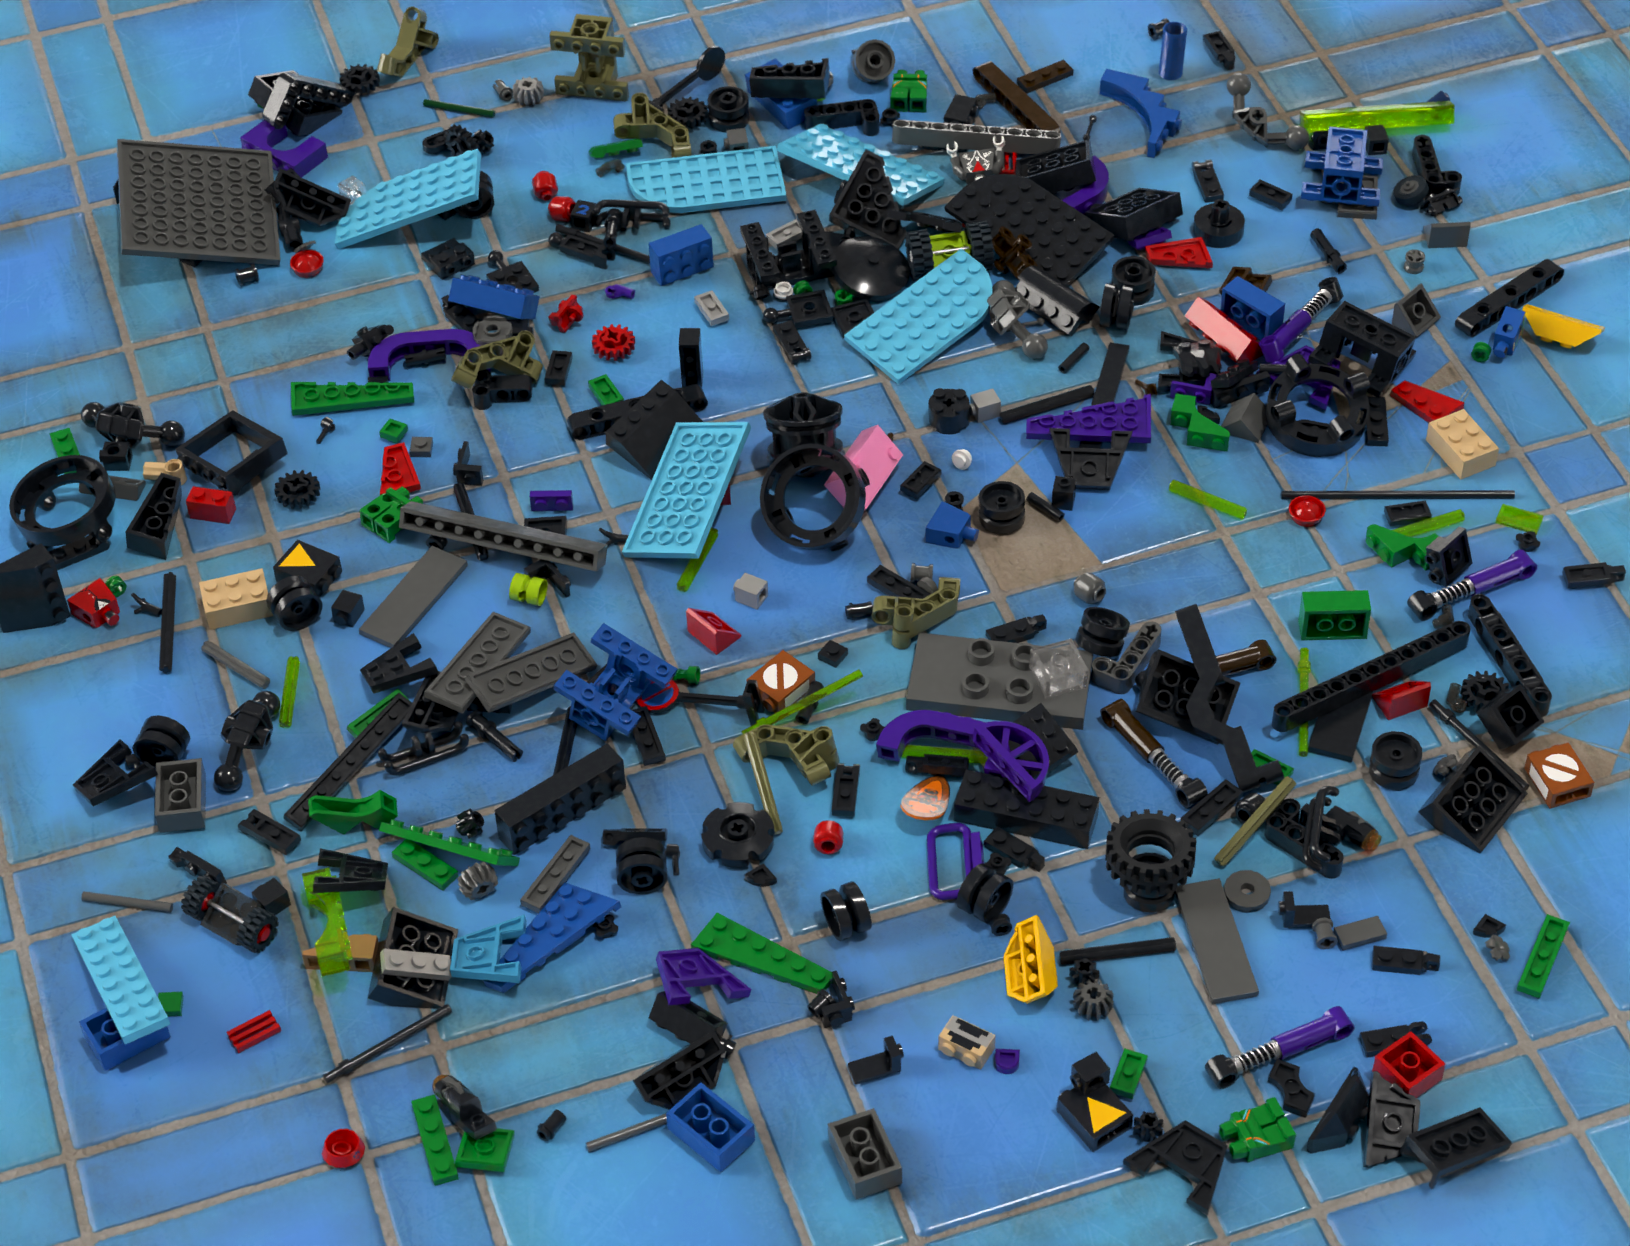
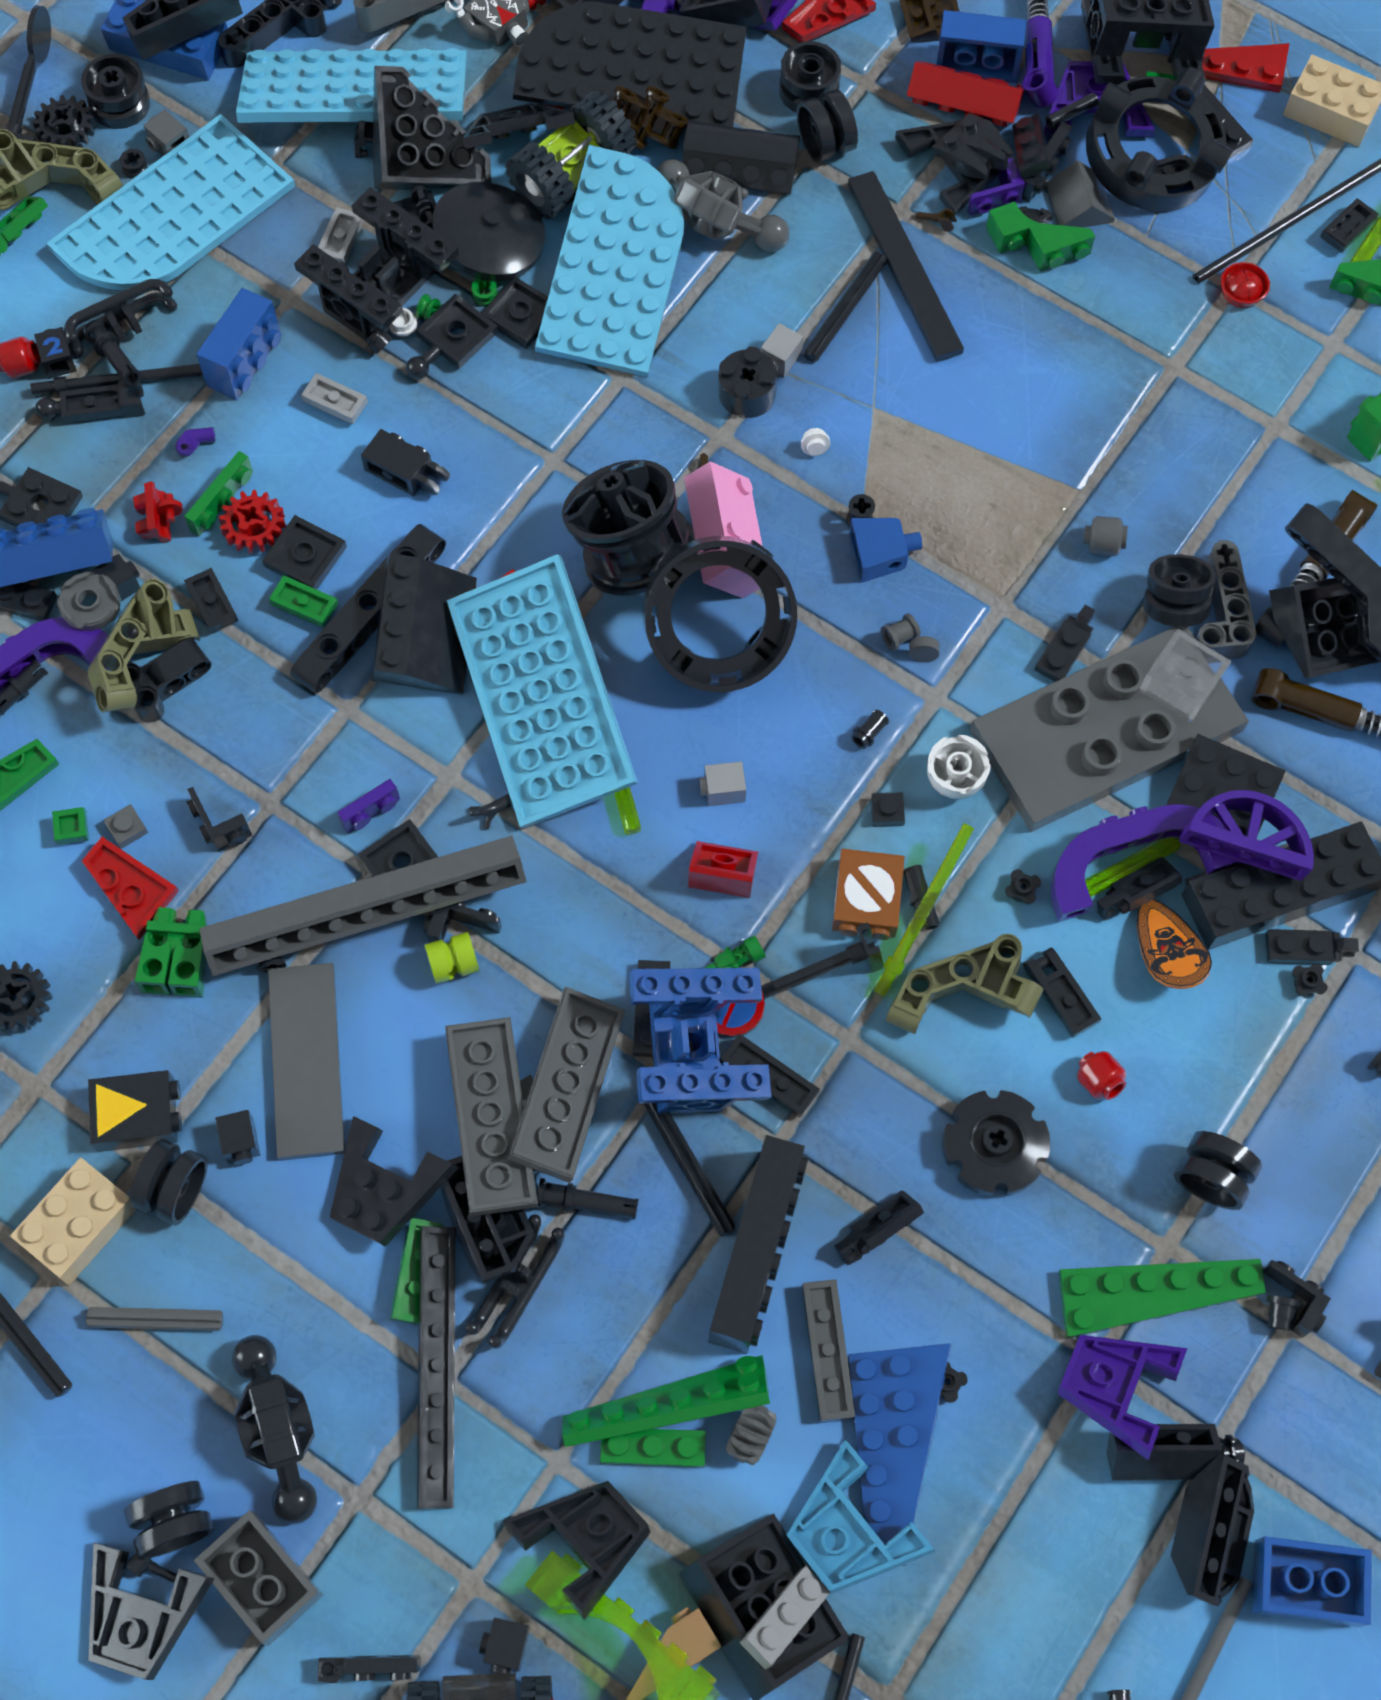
camera: 40 degrees left, 20 degrees up
(269, 832) = (417, 1543): black plate -> none
(289, 692) = (262, 1312): clear neon green axle -> none
(346, 813) = (510, 1443): green arch -> none
(466, 507) = (266, 885): black axle -> none
(469, 823) = (666, 1353): black gear -> none
(608, 166) = (22, 259): clear smoke arm -> none
(624, 316) = (207, 507): none -> green plate
(627, 370) = (304, 552): none -> black plate
(641, 865) = (938, 1278): black wheel -> none
(672, 851) = (939, 1217): black hand -> none
(690, 356) = (387, 493): black brick -> none
(718, 355) = (402, 464): none -> black hinge
(760, 876) = (1063, 1180): black tile -> none
(762, 779) = (967, 1048): olive axle -> none
(791, 342) = (472, 391): black plate -> none
(886, 647) = (958, 766): none -> white cylinder
(894, 585) = (891, 669): black plate -> none
(916, 615) = (939, 705): olive connector -> none
(920, 480) = (790, 500): black plate -> none
(972, 855) = (1281, 991): dark purple bar -> none
(984, 893) = (1347, 1037): black wheel -> none
(1001, 507) = (922, 484): black wheel -> none
(1045, 507) = (959, 451): black piece -> none
(1064, 493) = (971, 421): black brick -> none
(1073, 358) = (822, 223): black piece -> none
(1090, 466) = (972, 366): black wing -> none
(1098, 422) = (940, 295): dark purple wing -> none
(1208, 499) = (1127, 332): clear neon green axle -> none

